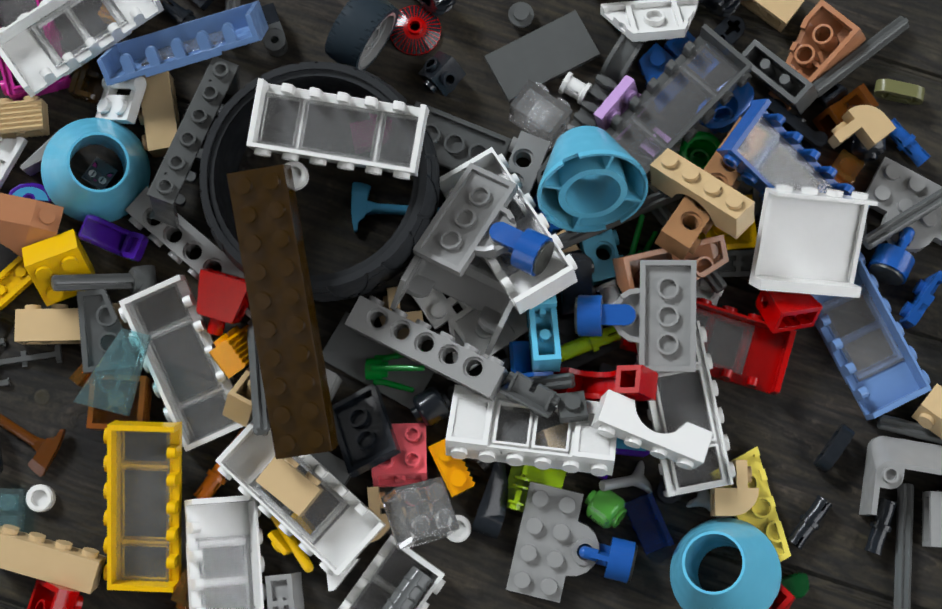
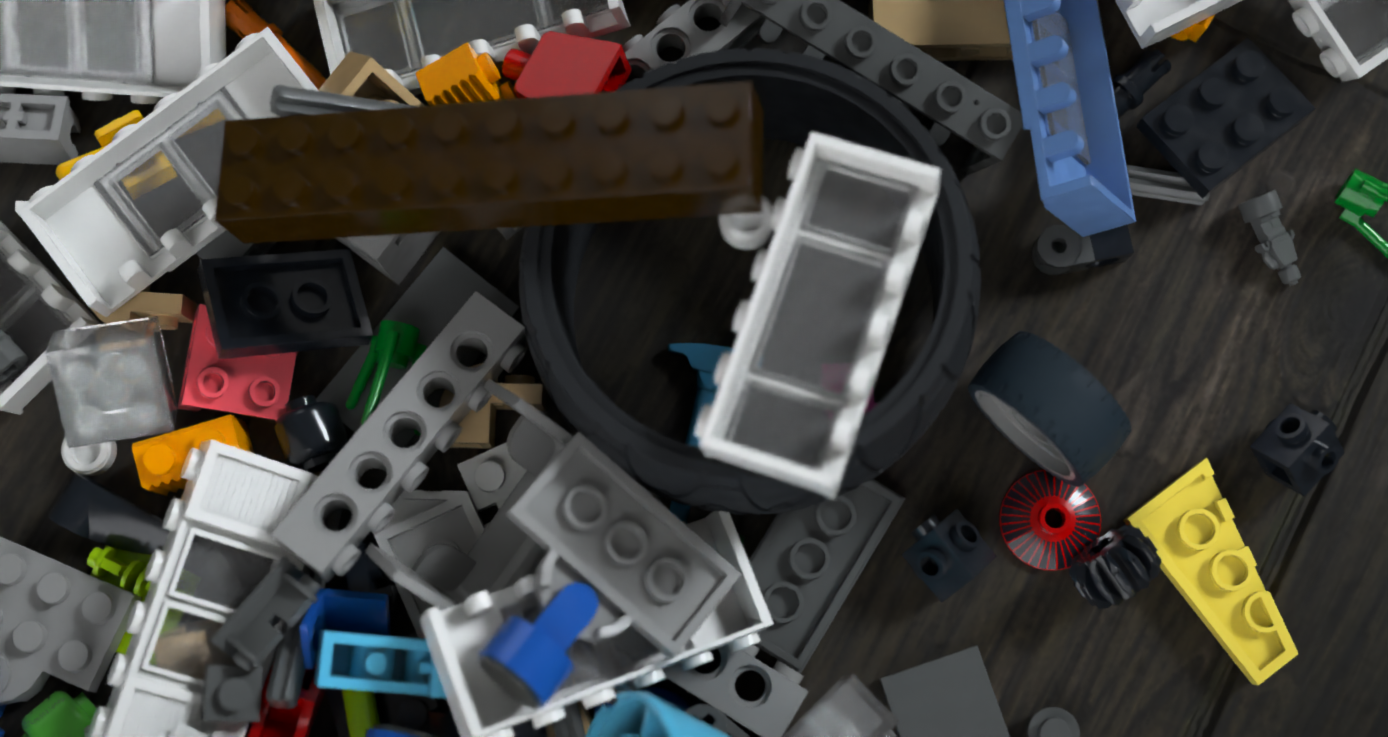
camera: 105 degrees right, 0 degrees up
(290, 484) = (188, 153): tan brick -> none

